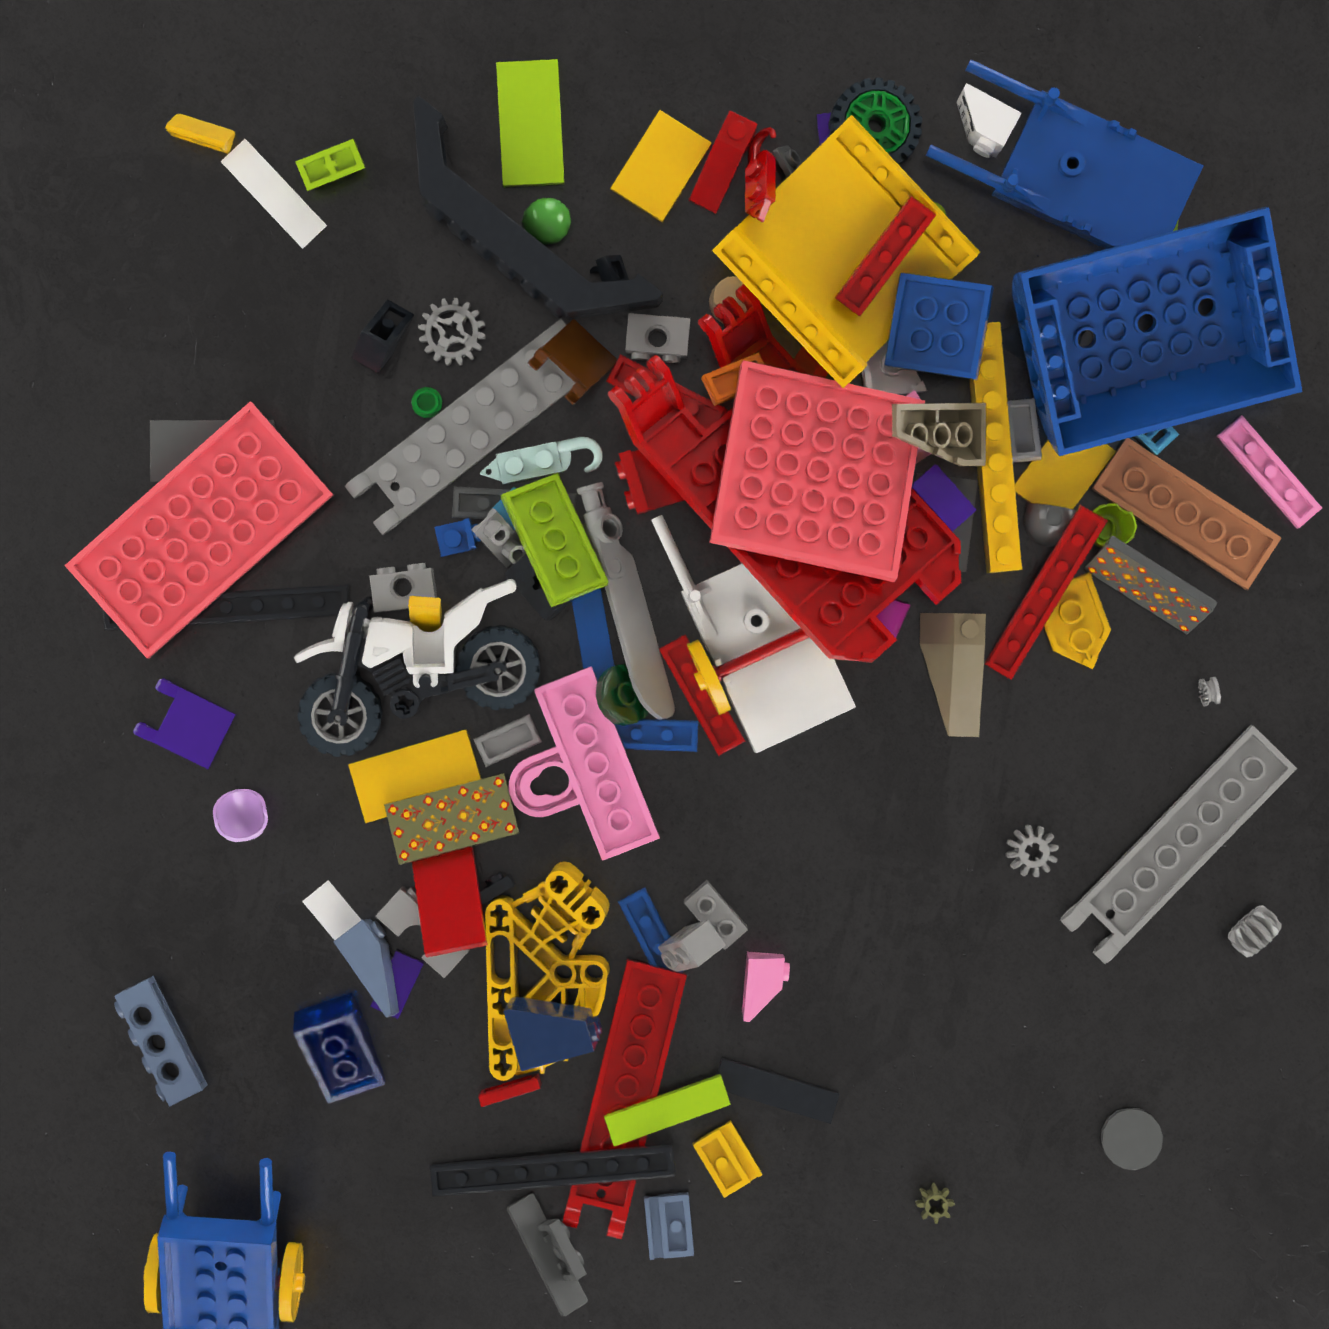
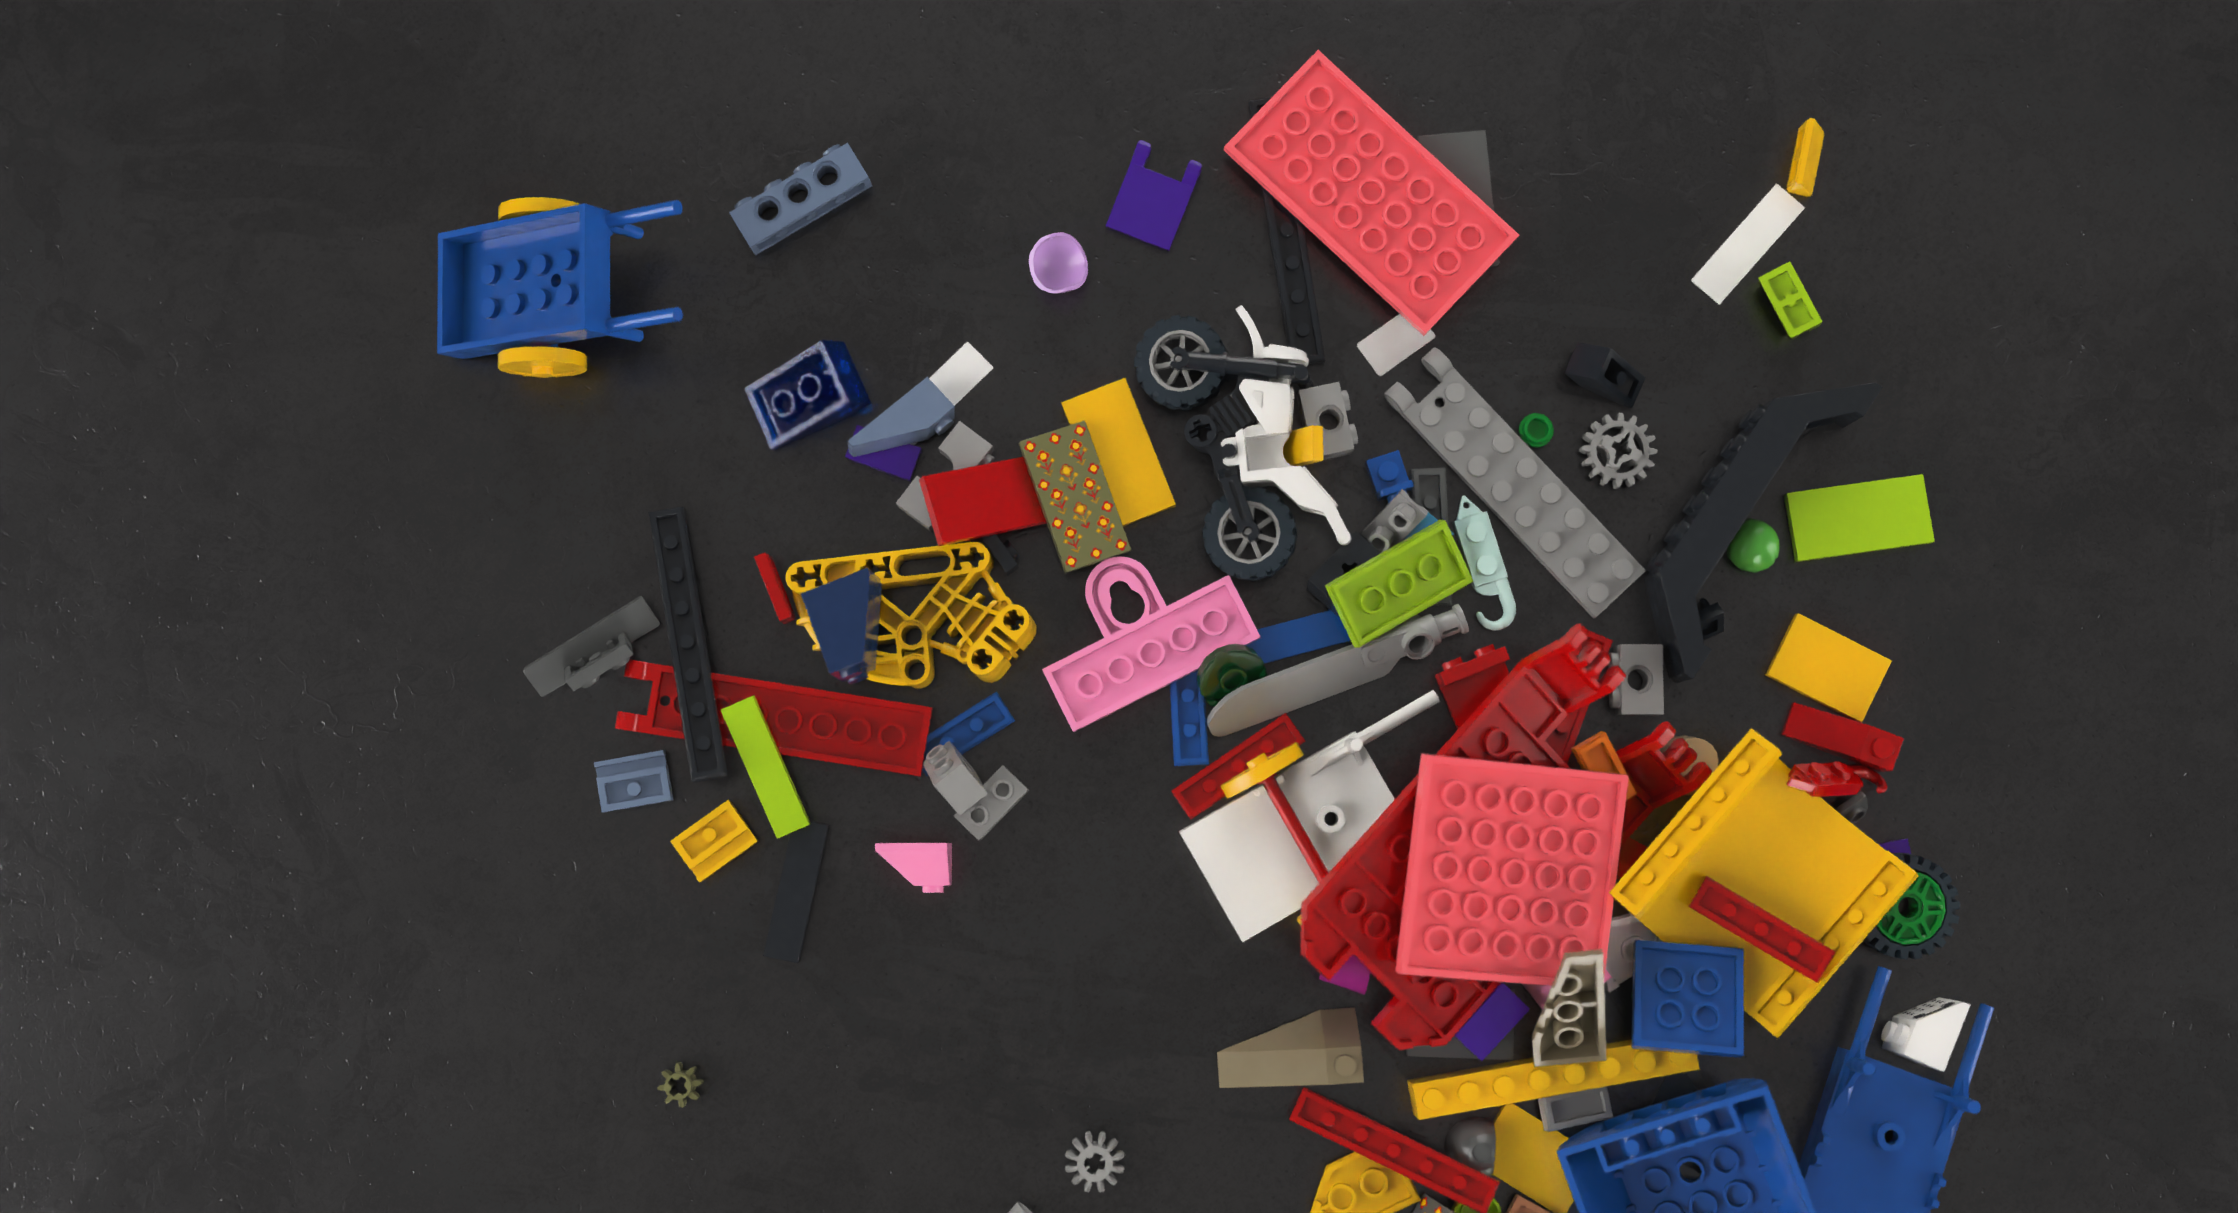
camera: 85 degrees right, 5 degrees down
(338, 522) = (1392, 344): none -> white sticker
(507, 740) = (1167, 552): light grey tile -> none
(577, 356) = (1607, 591): reddish brown flag -> none

